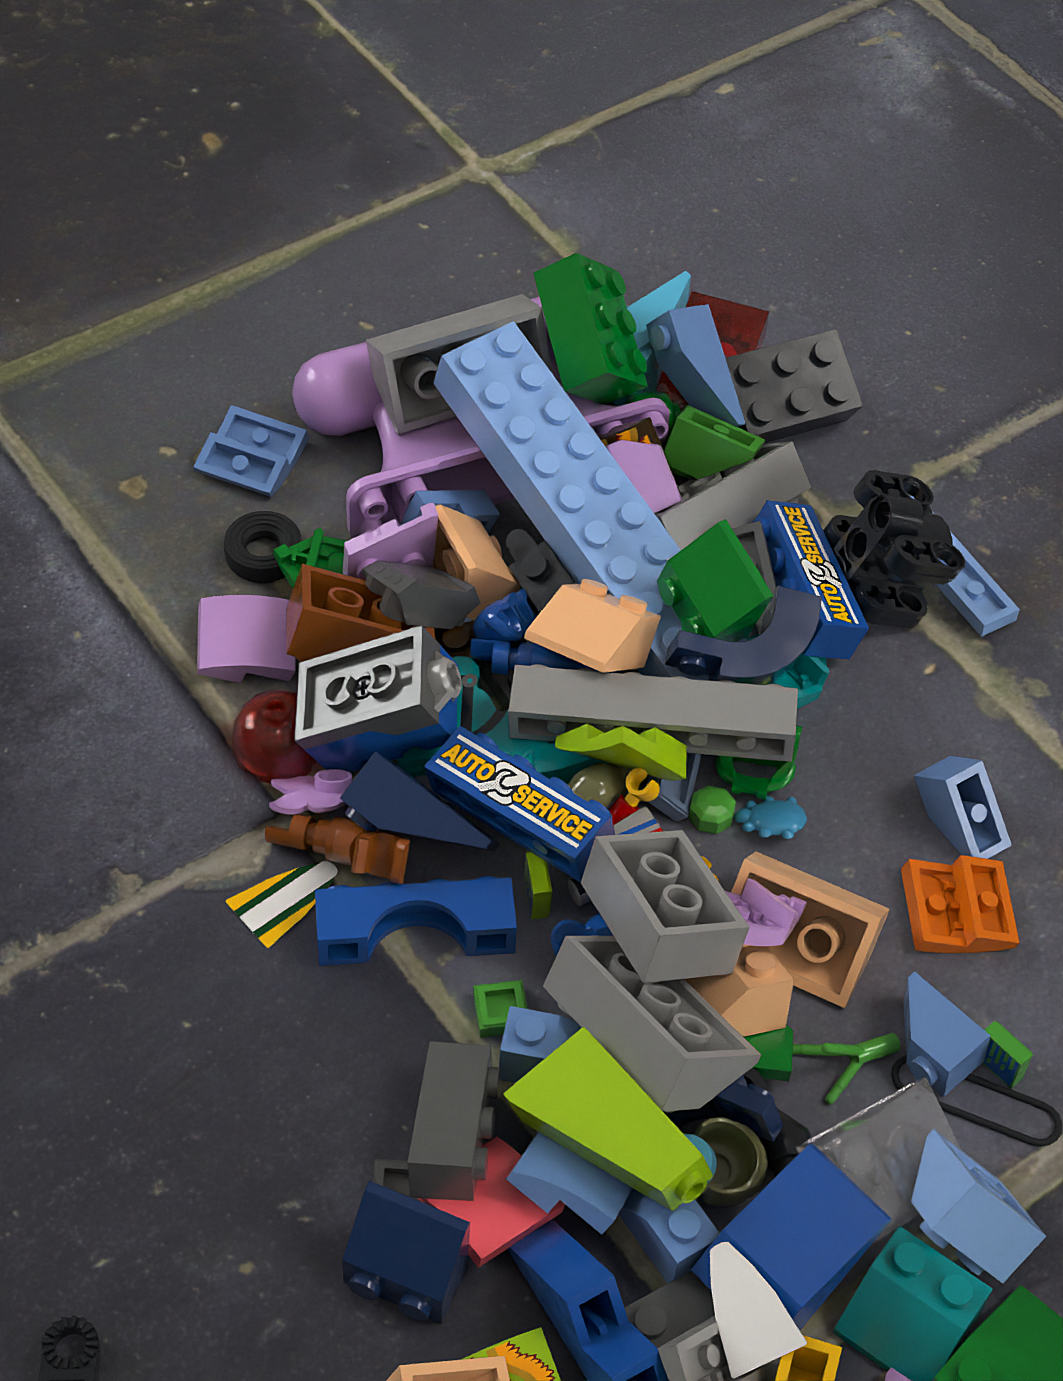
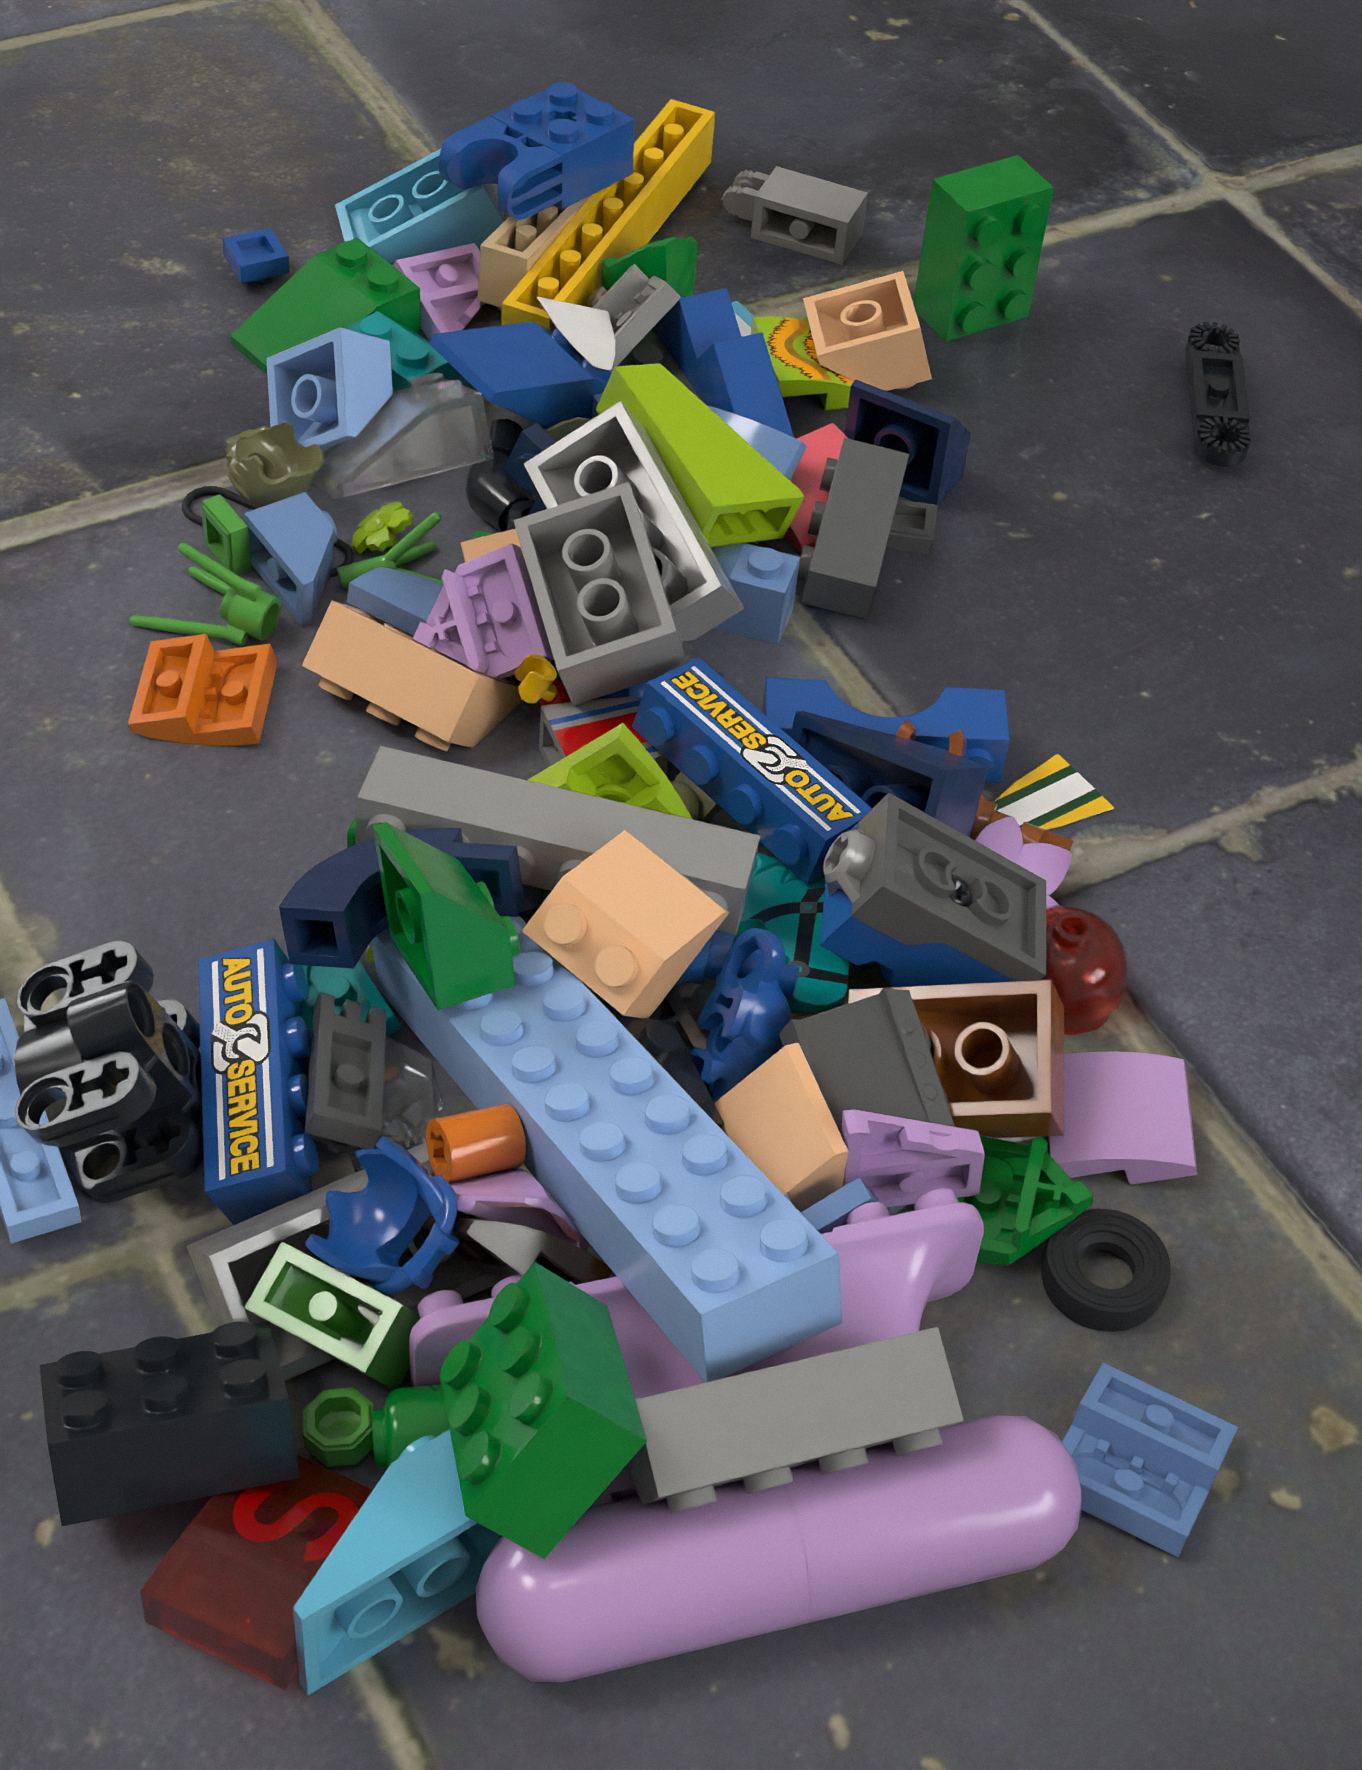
camera: 175 degrees left, 5 degrees down
(493, 1004) = (784, 655): bright green tile -> none
(664, 491) = (475, 1142): none -> orange piece
(695, 362) = (346, 1413): medium blue slope -> none
(698, 451) = (380, 1221): none -> blue helmet
(826, 984) = (394, 597): none -> medium blue slope
(871, 1086) = (379, 526): none -> lime plant
(956, 979) = (243, 606): none -> bright green plant
(963, 806) = (157, 780): medium blue slope -> none
(994, 1127) = (271, 464): none -> olive hair

